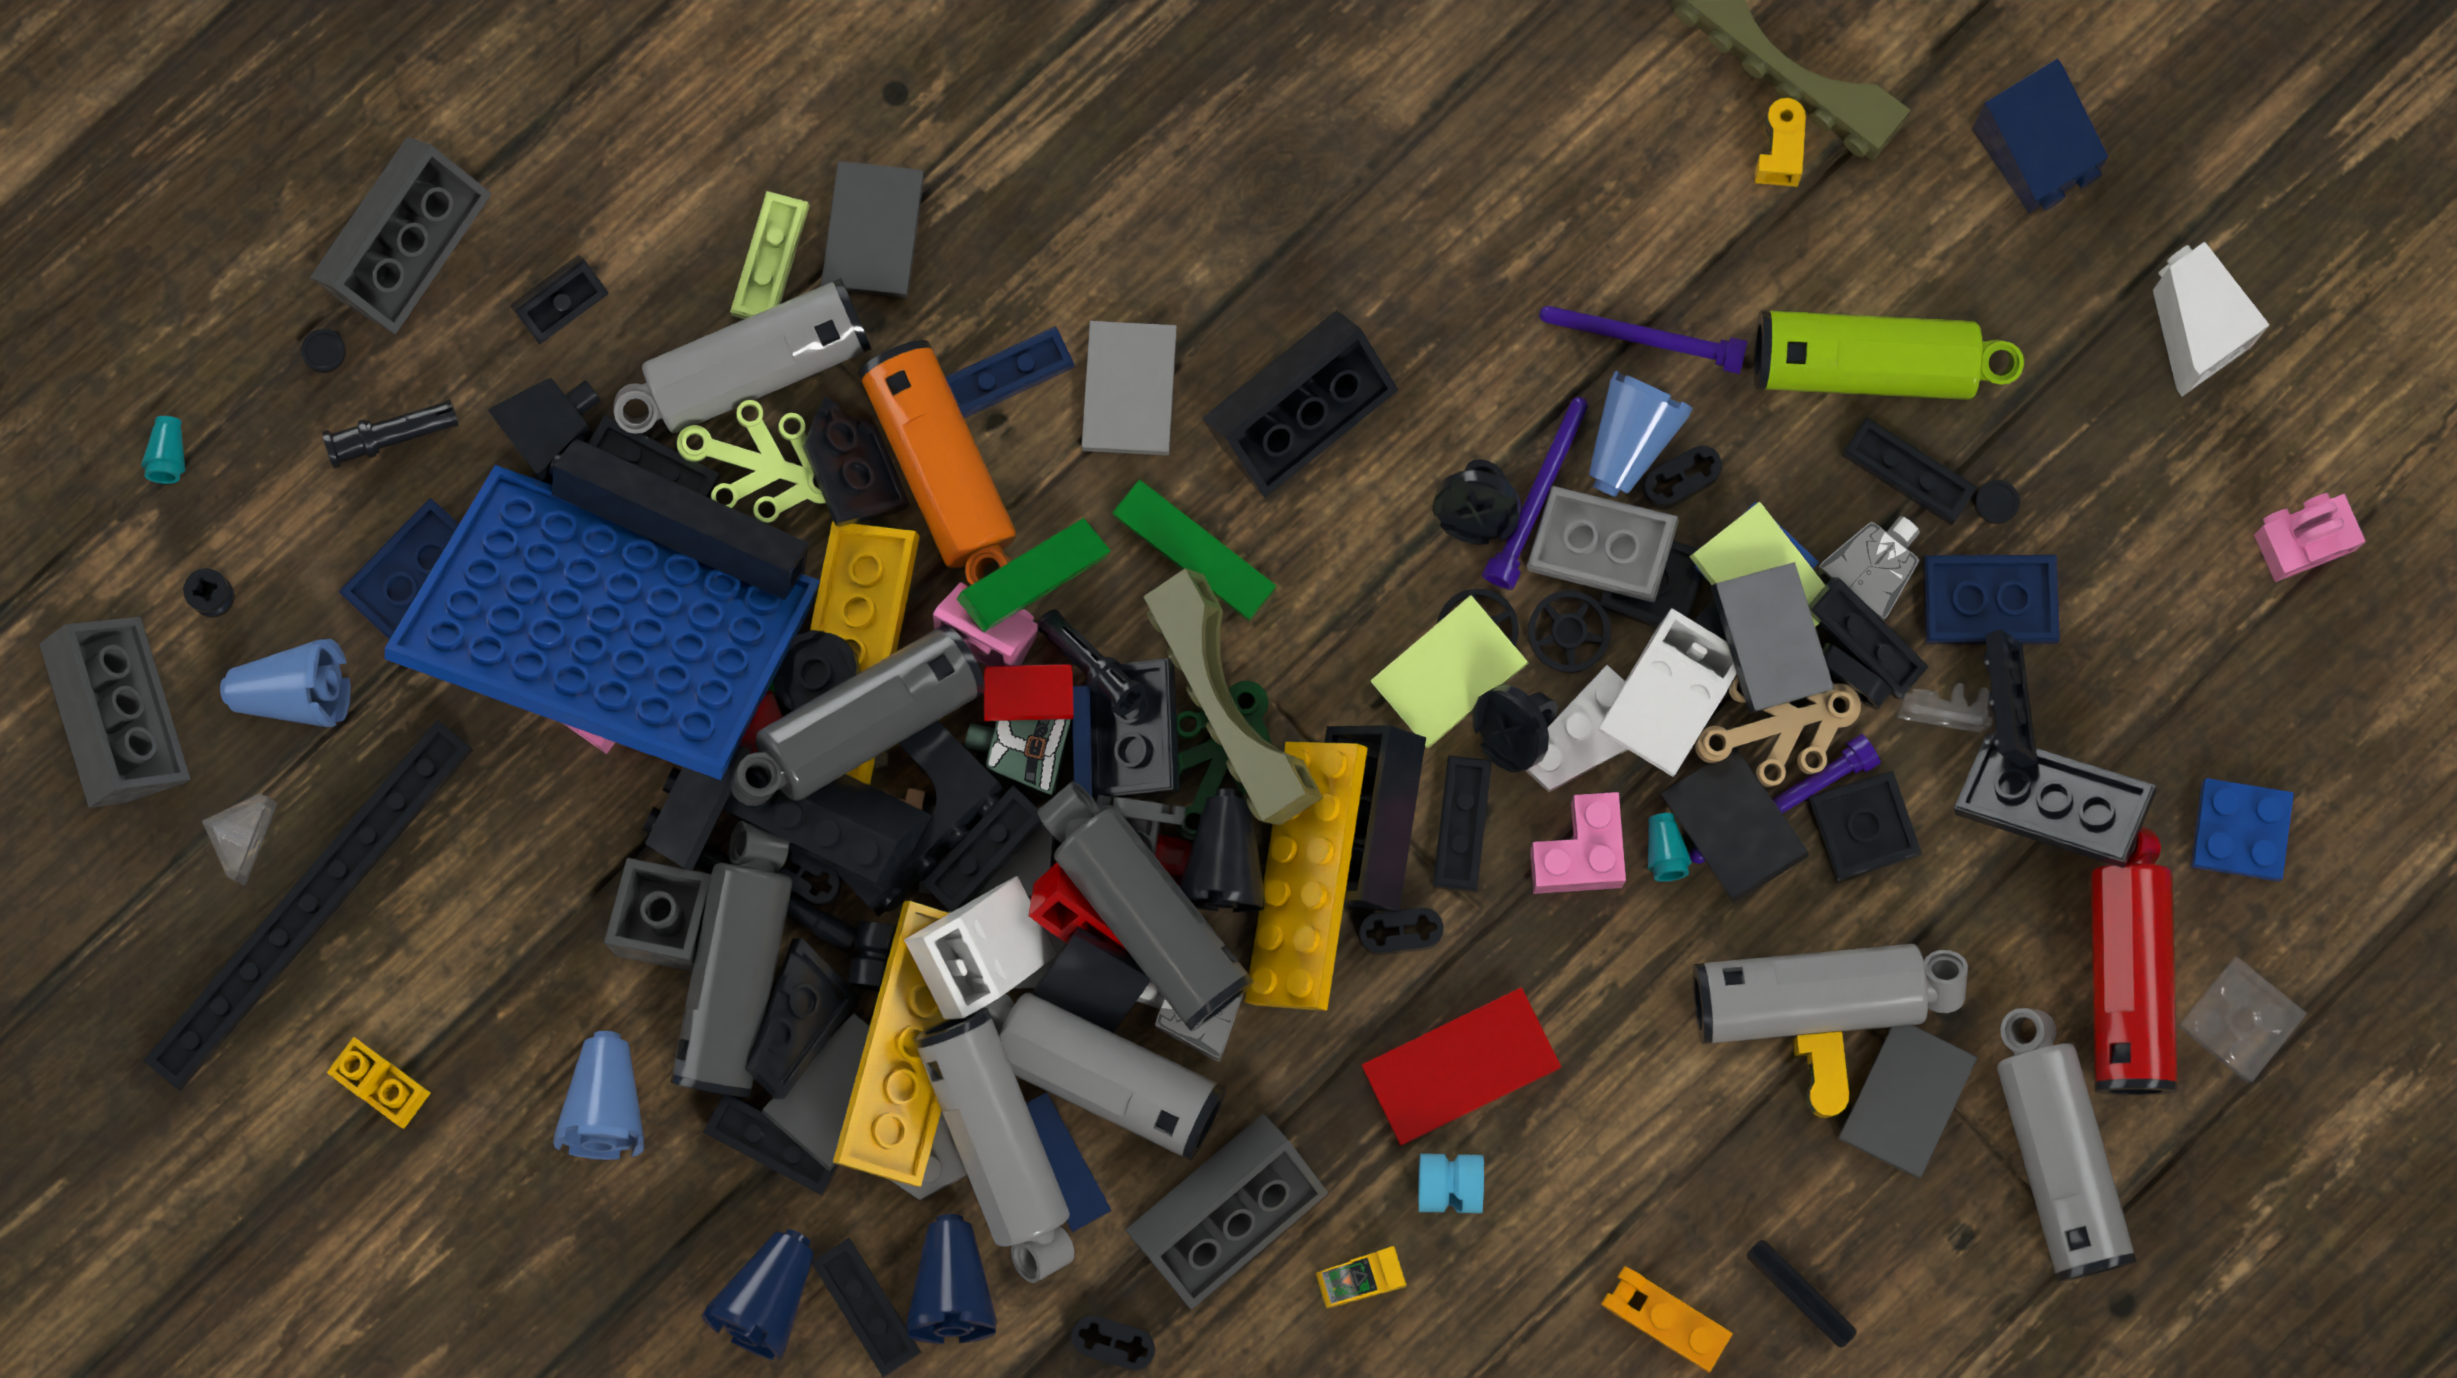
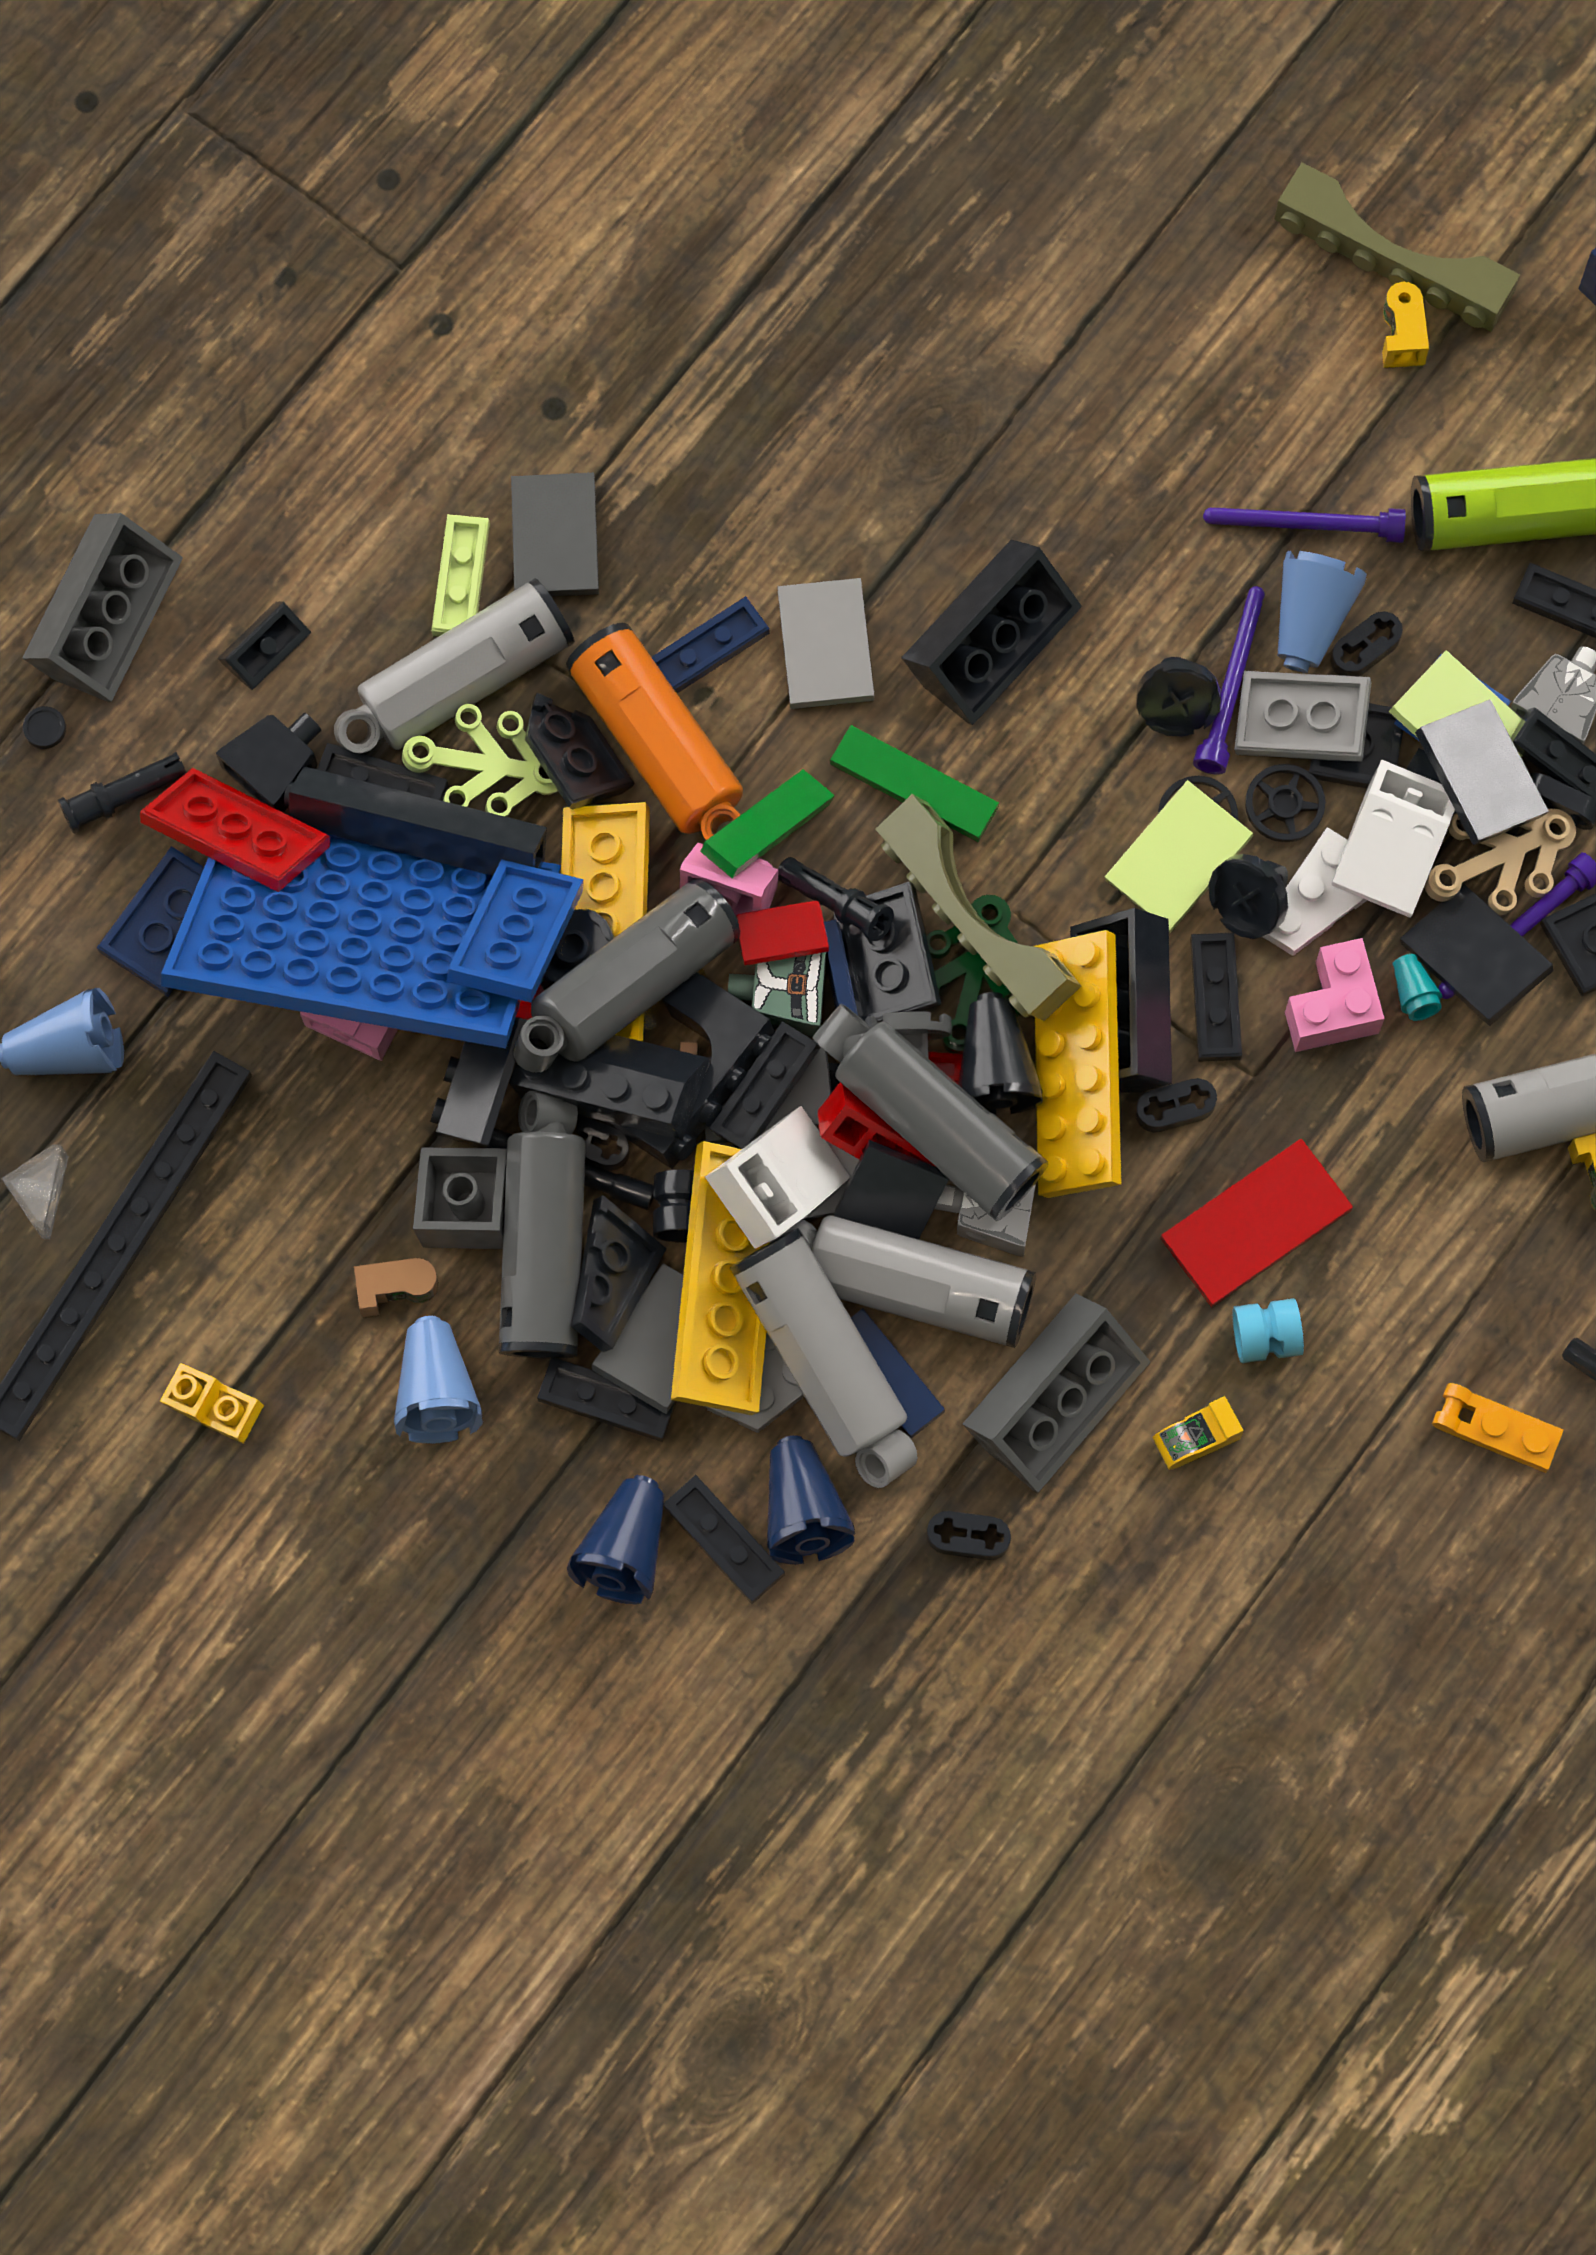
camera: 10 degrees left, 5 degrees down
(494, 494) = (235, 829): none -> red tile
(579, 988) = (394, 1281): none -> medium nougat leg
(754, 653) = (515, 931): none -> blue plate

